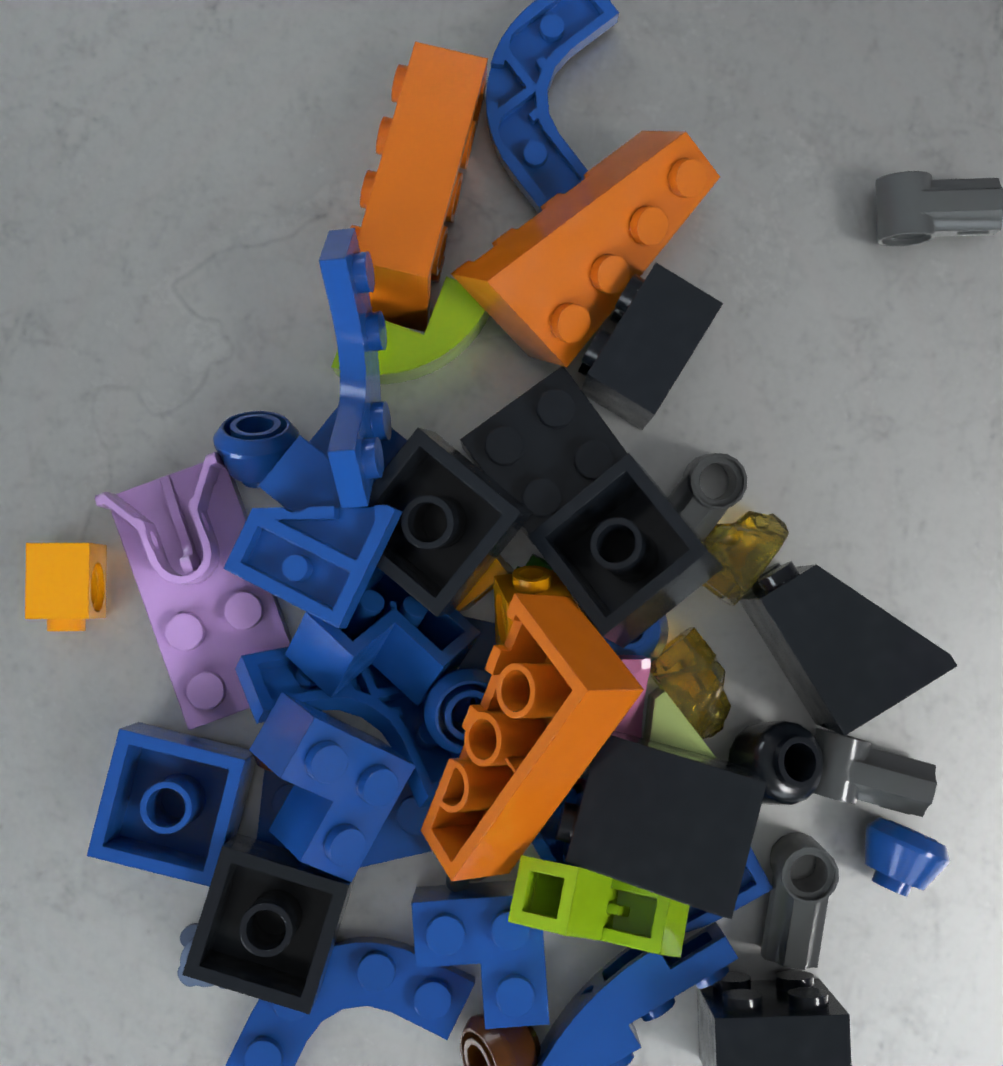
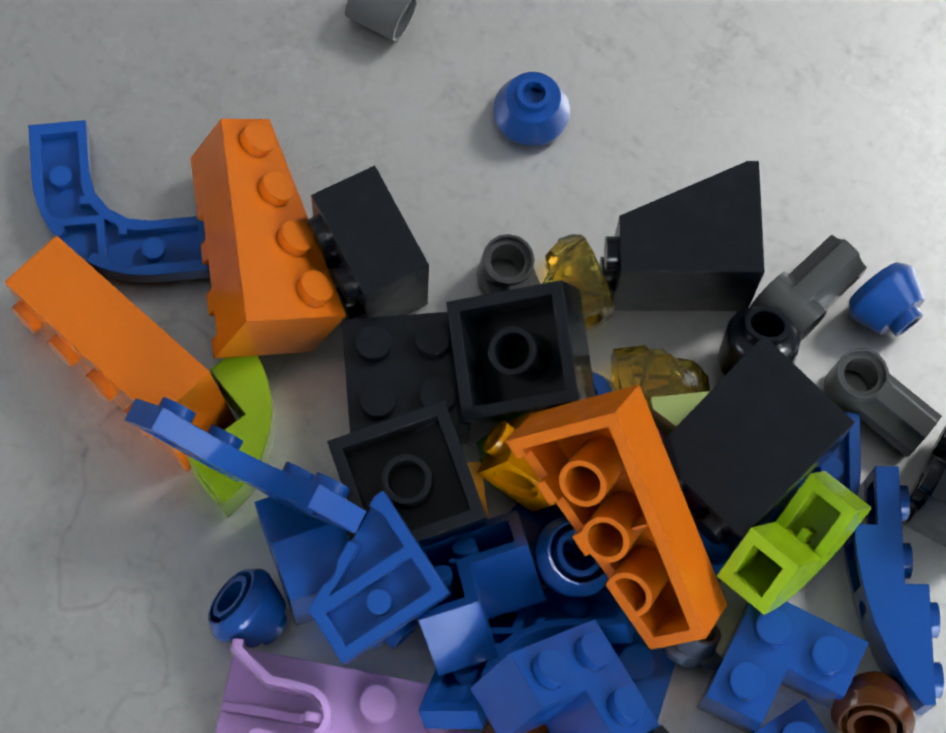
camera: 65 degrees left, 15 degrees down
(889, 411) = (531, 109): none -> blue cone

